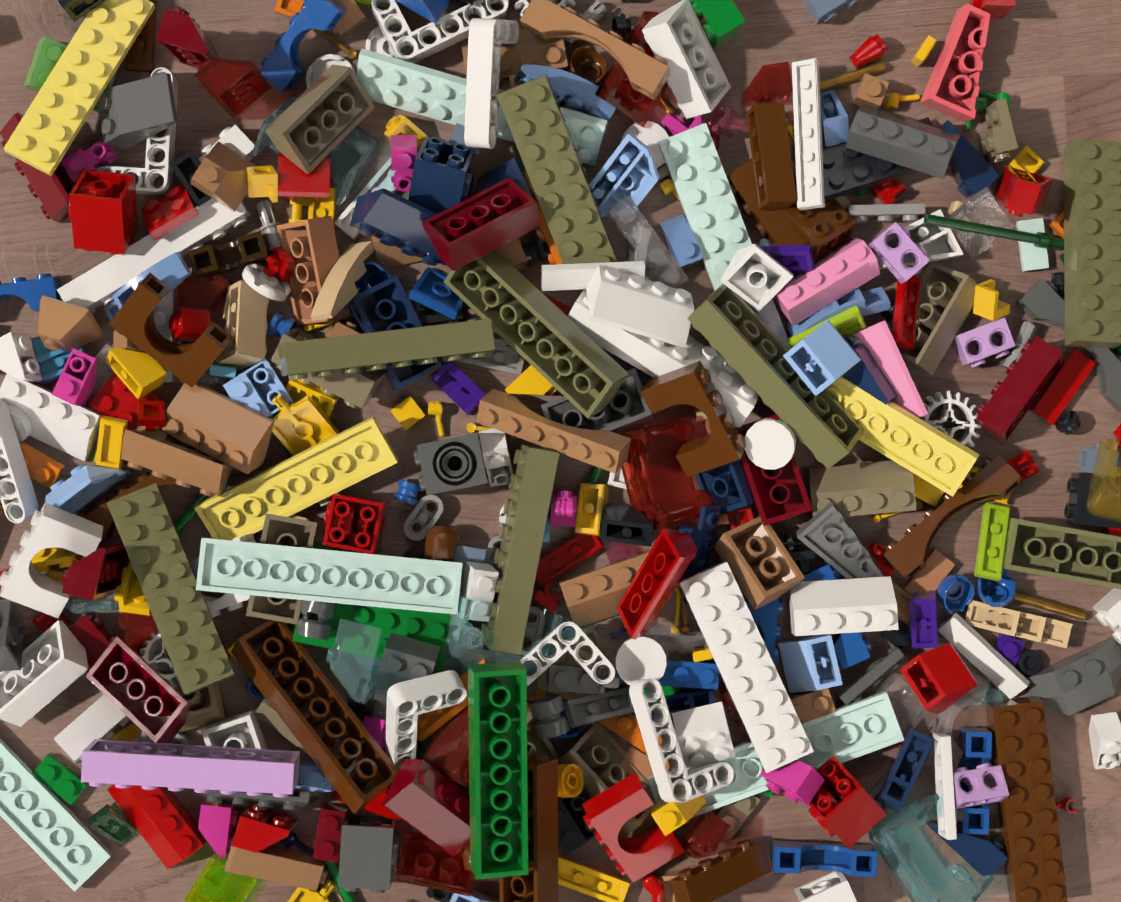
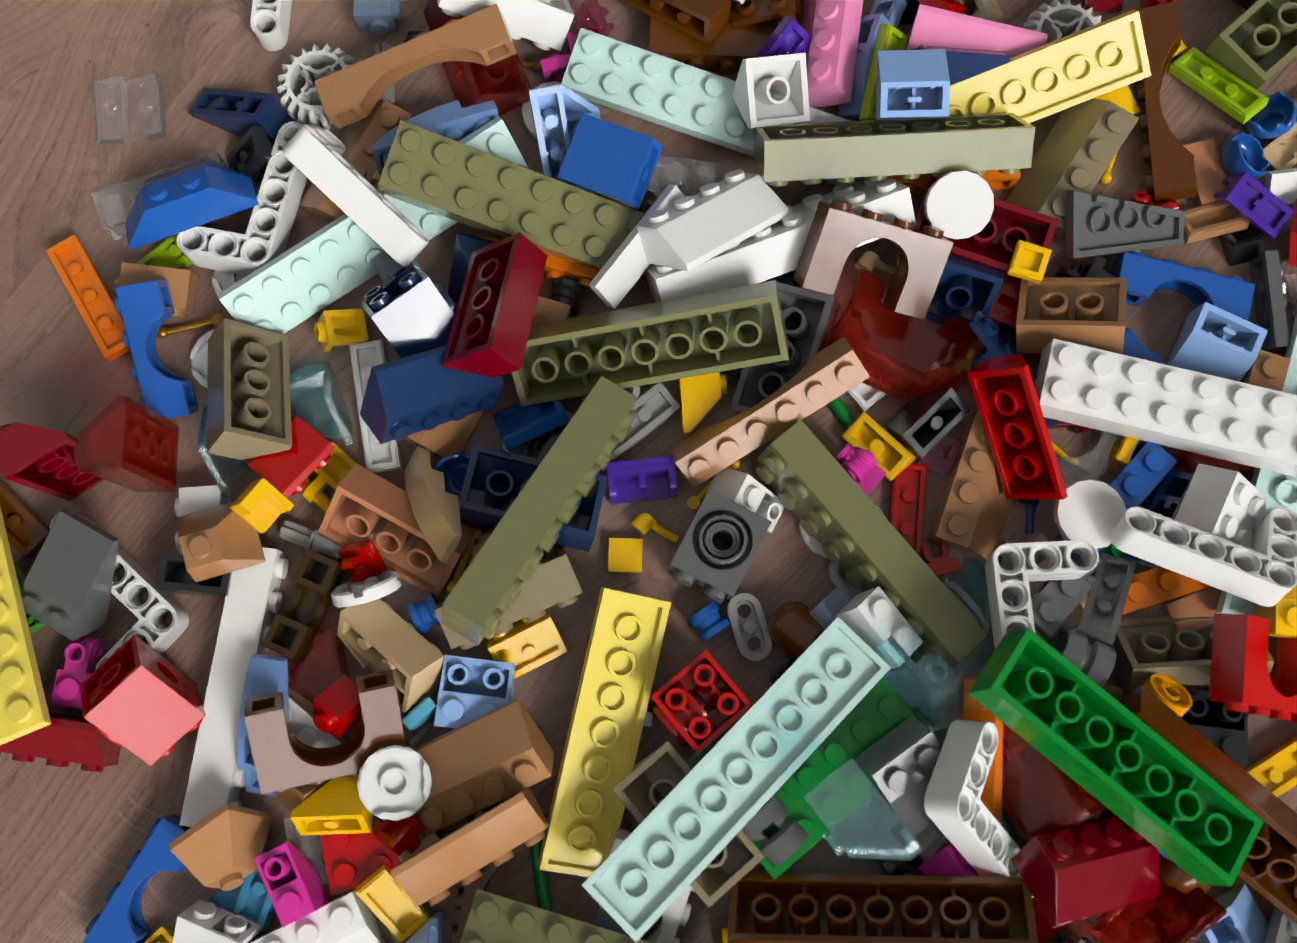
camera: 50 degrees left, 10 degrees down
(169, 211) = (205, 632): red plate -> none
(174, 391) = (394, 782): none -> white tile
(301, 424) = (546, 675): yellow plate -> none
(402, 160) = (362, 342): dark pink brick -> none
(588, 64) = (426, 97): reddish brown hair -> none
(626, 215) = (610, 160): none -> blue panel
(667, 187) = (614, 117): yellow hand -> none
(681, 241) = (683, 141): medium blue slope -> none
(685, 627) = (1076, 449): pearl gold hinge -> none
(770, 512) = (1029, 261): none -> yellow tile
(843, 606) = (1185, 266): white slope -> none

